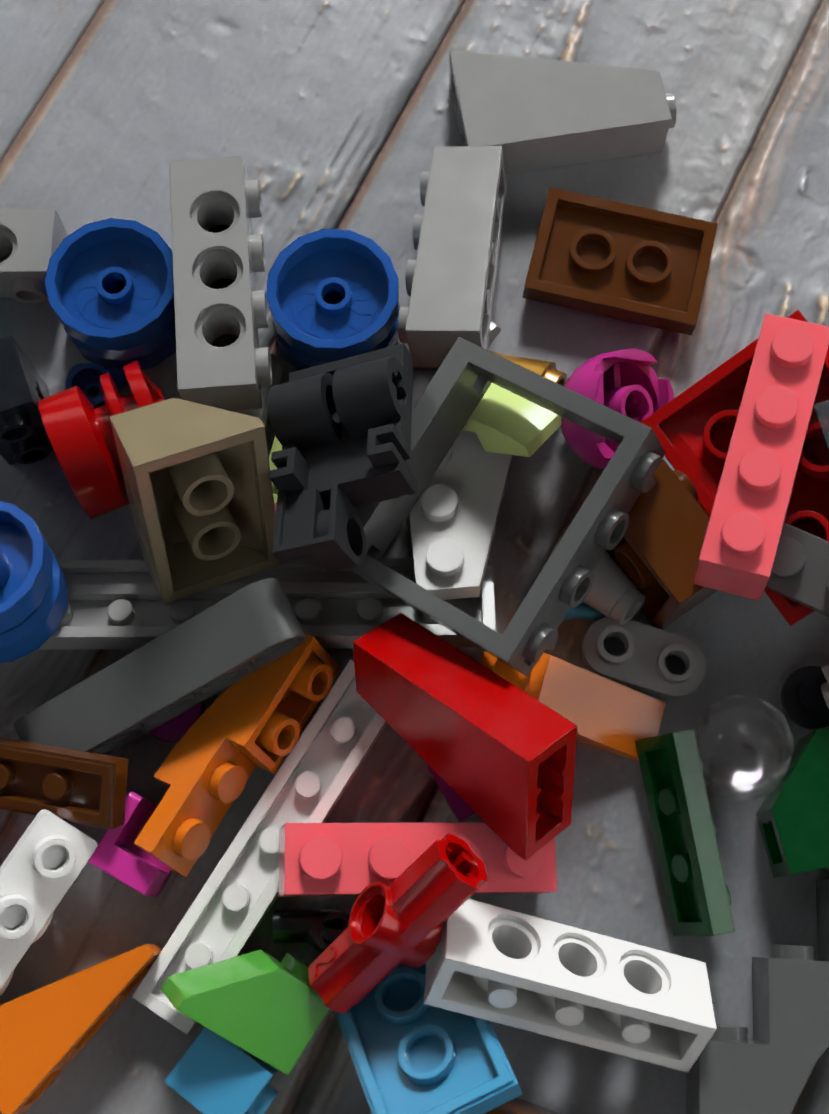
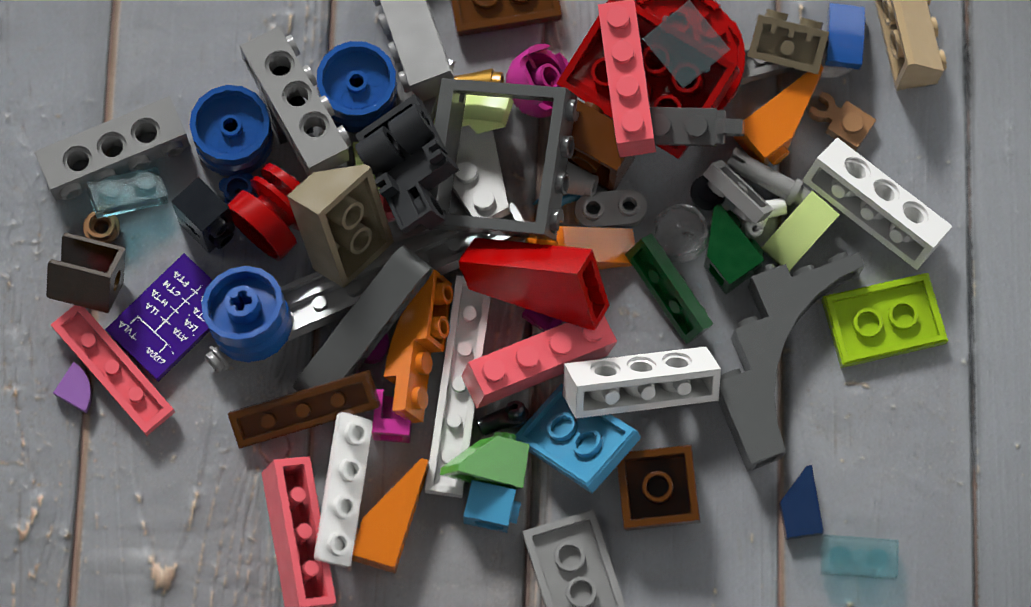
camera: 30 degrees left, 0 degrees up
(396, 923) = (545, 386): red piece -> none

